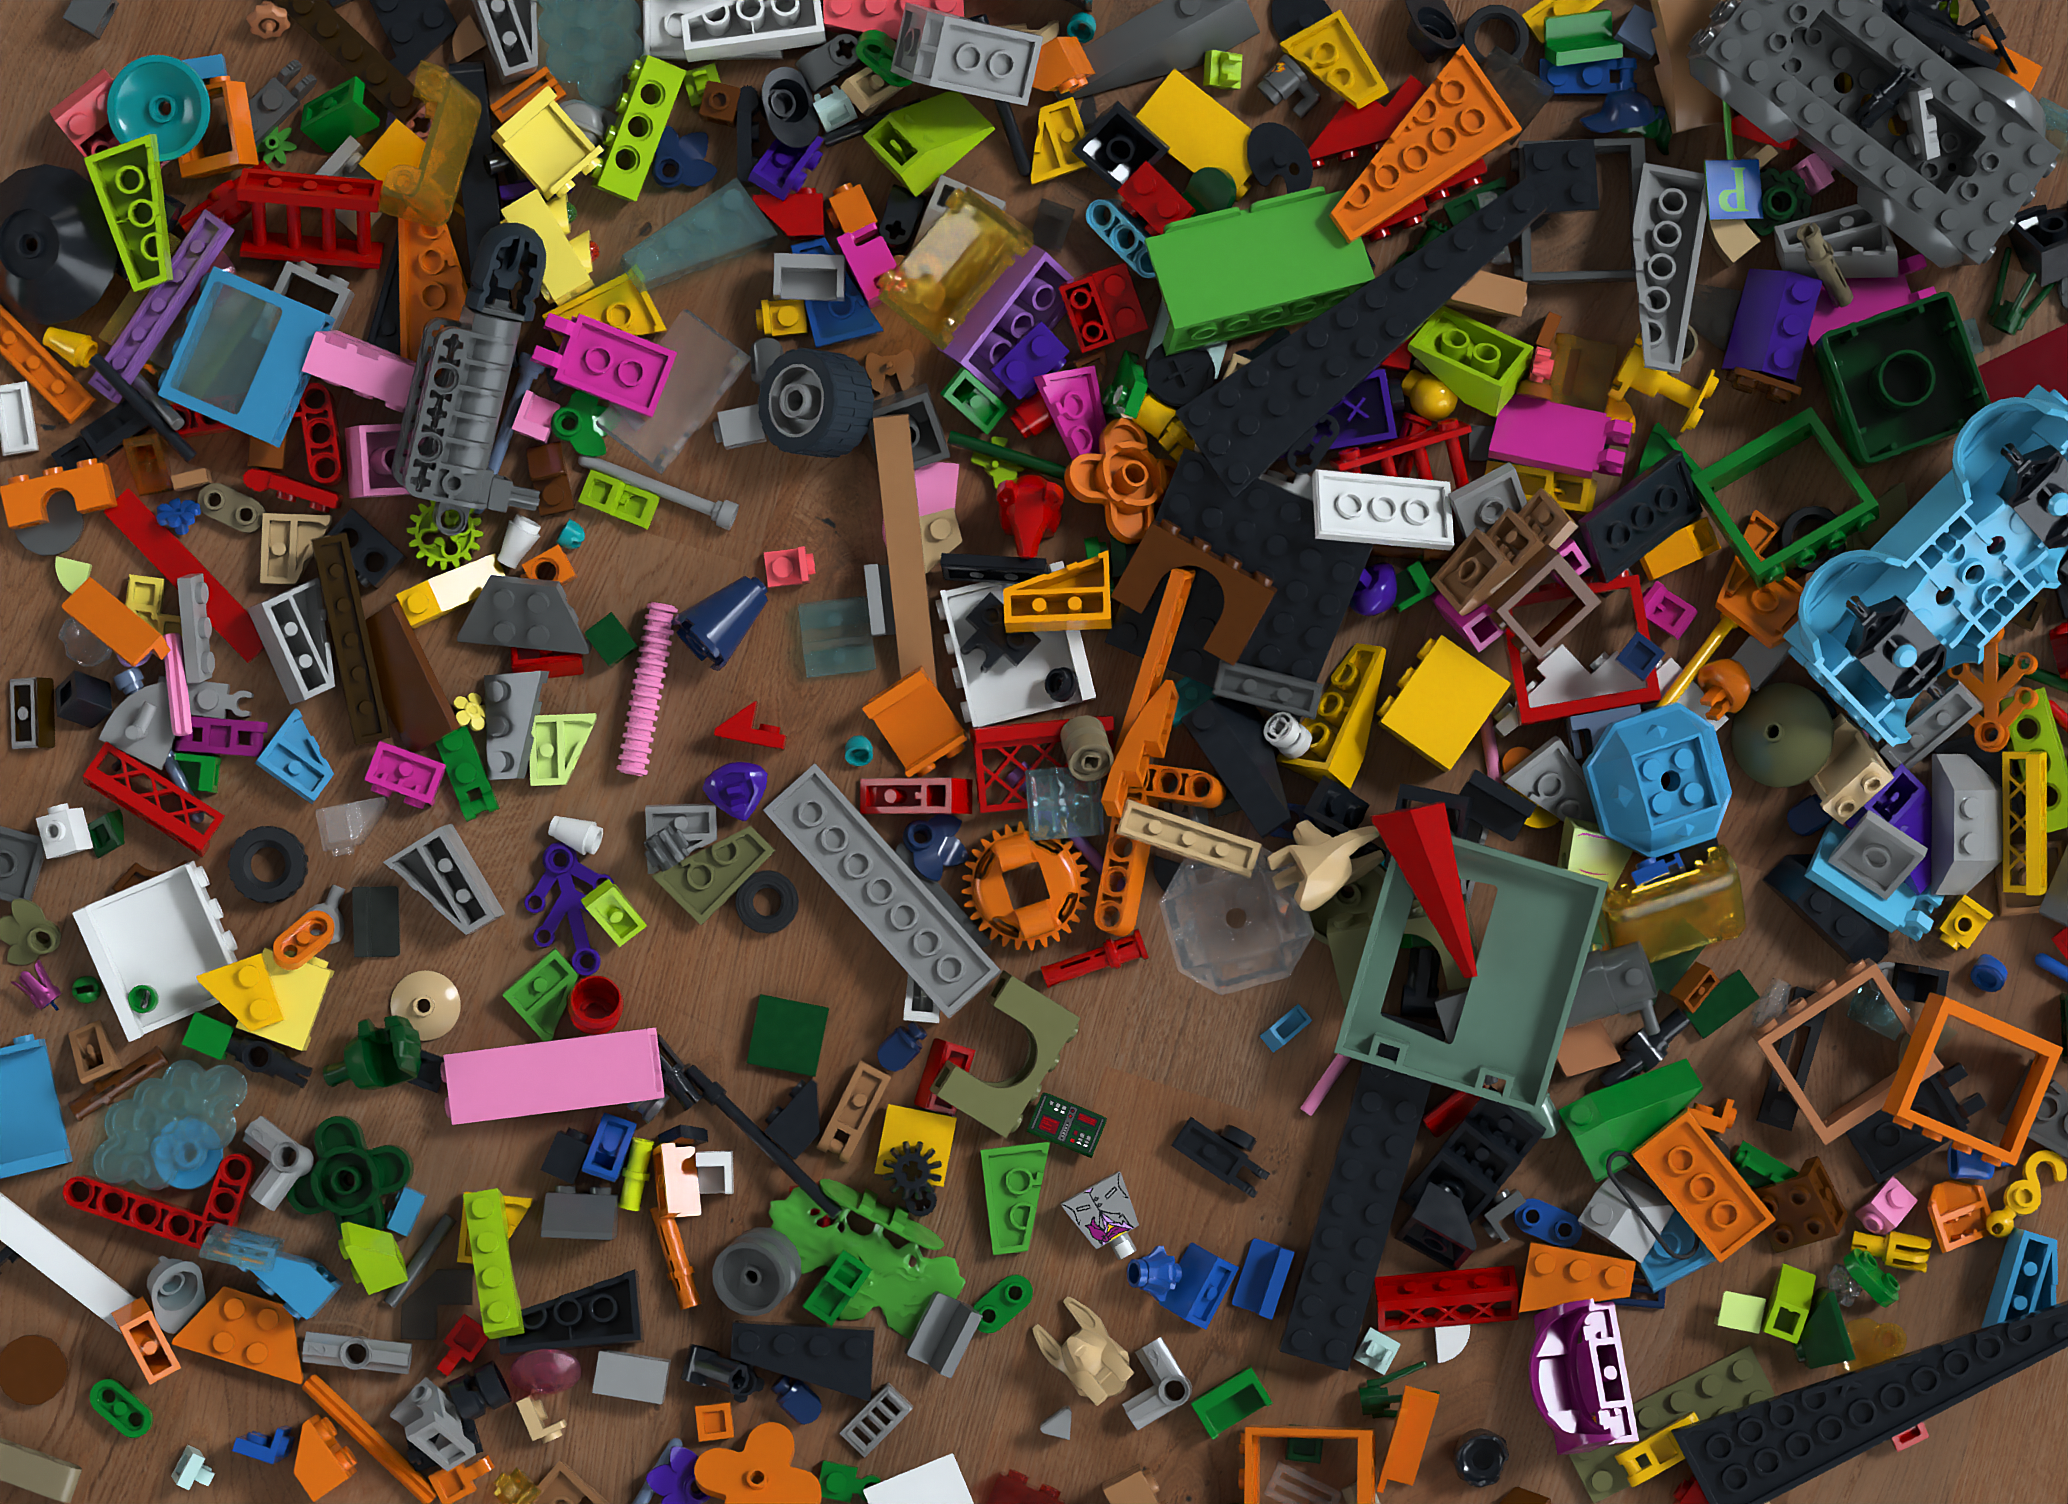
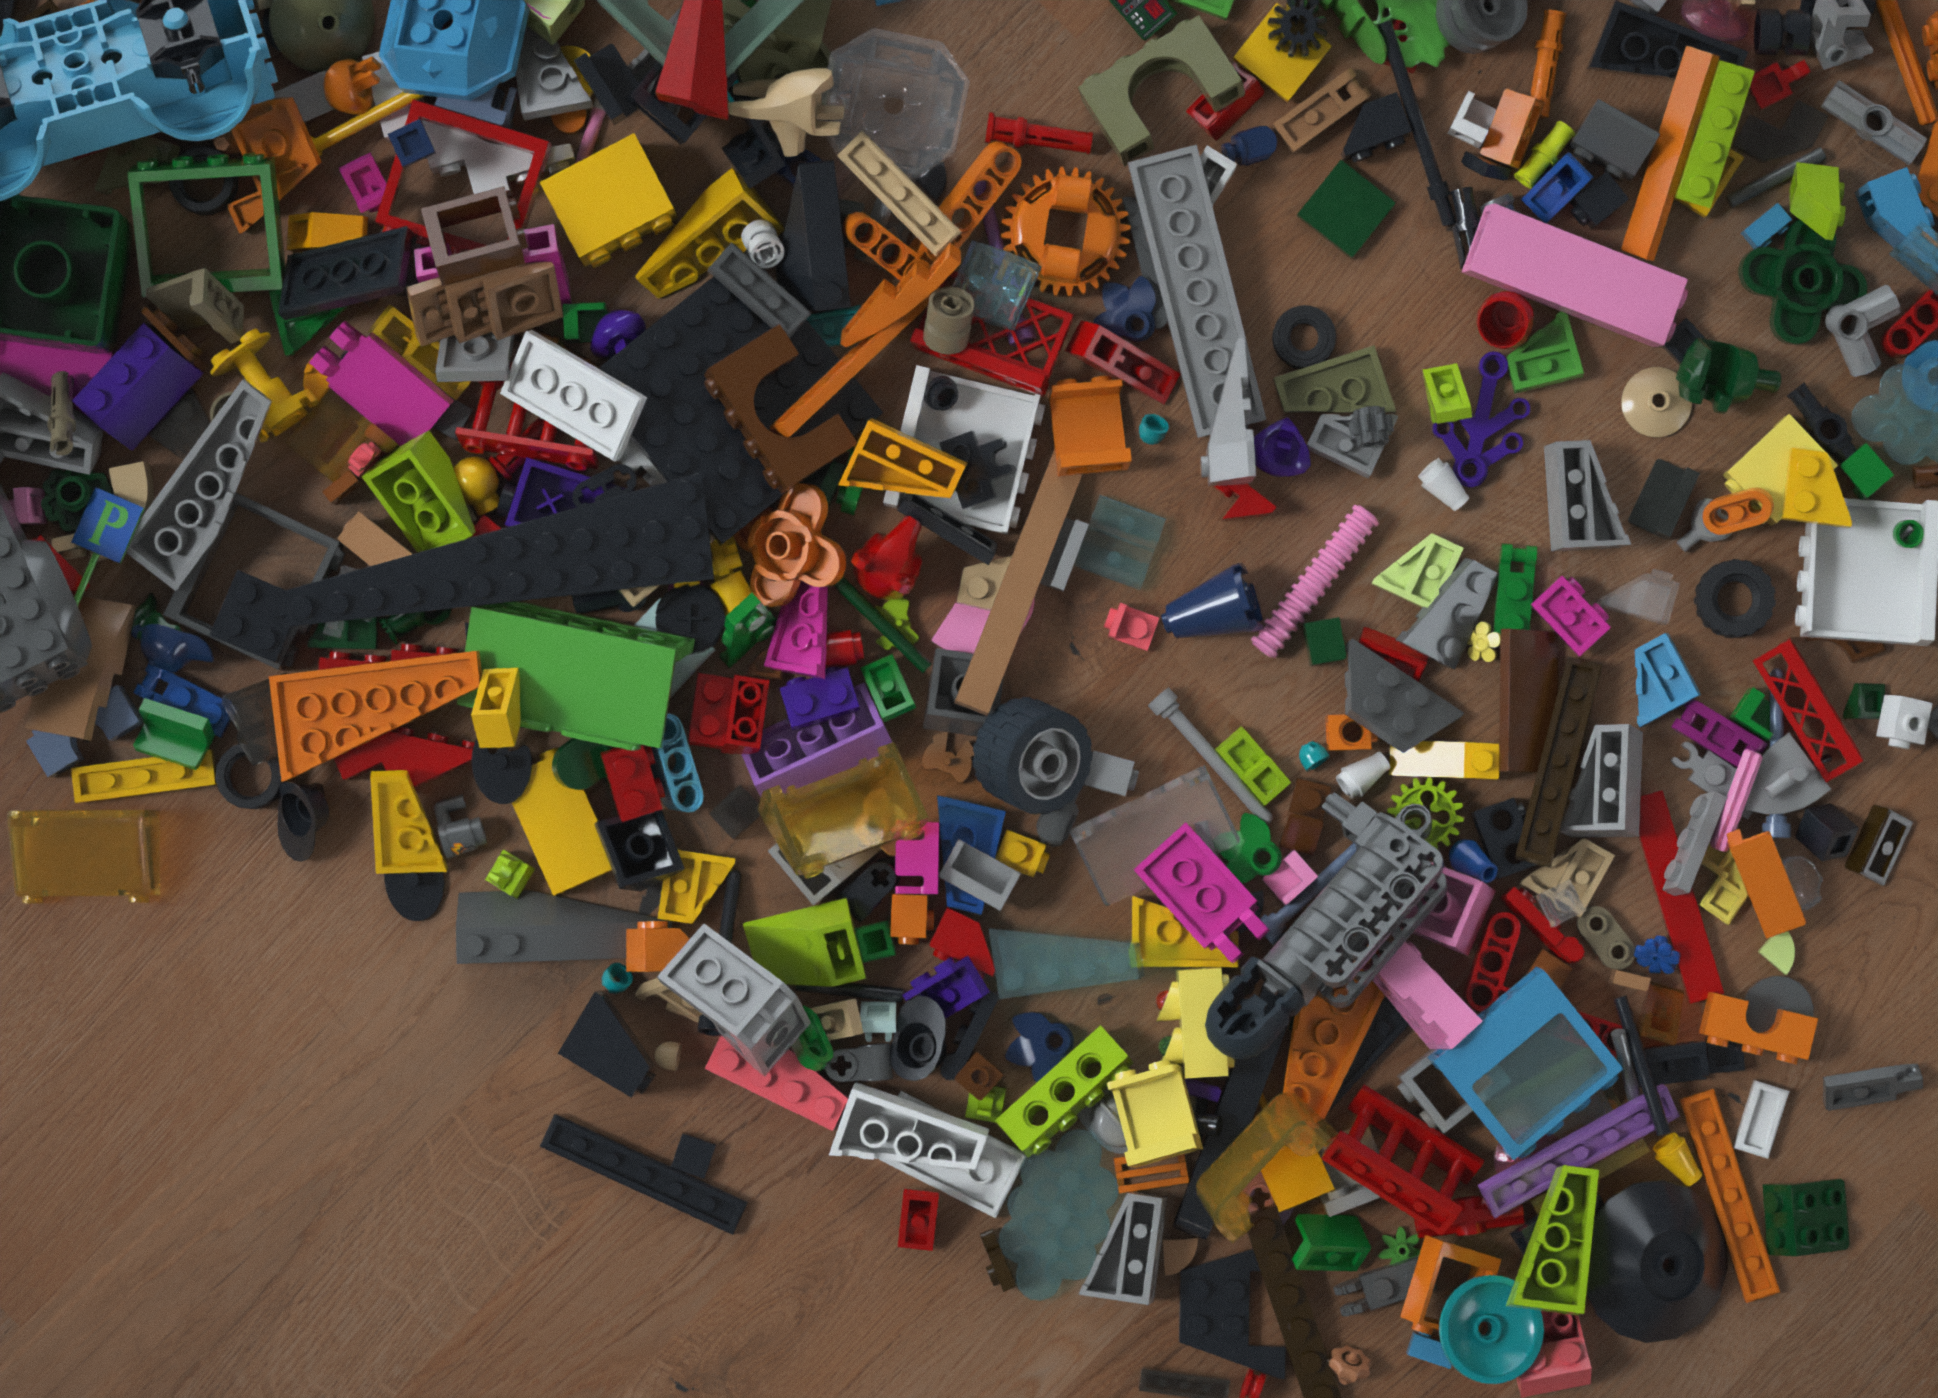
camera: 150 degrees left, 0 degrees up
(286, 514) = (1560, 903): none -> clear plate
(382, 512) = (1470, 859): none -> blue cone
(524, 1228) = (1670, 153): none -> orange tile
(783, 768) = (1231, 443): none -> light grey wedge
(872, 174) = (875, 941): none -> green slope
(1305, 200) = (497, 708): none -> yellow slope
(1757, 428) = (199, 301): none -> dark tan bracket

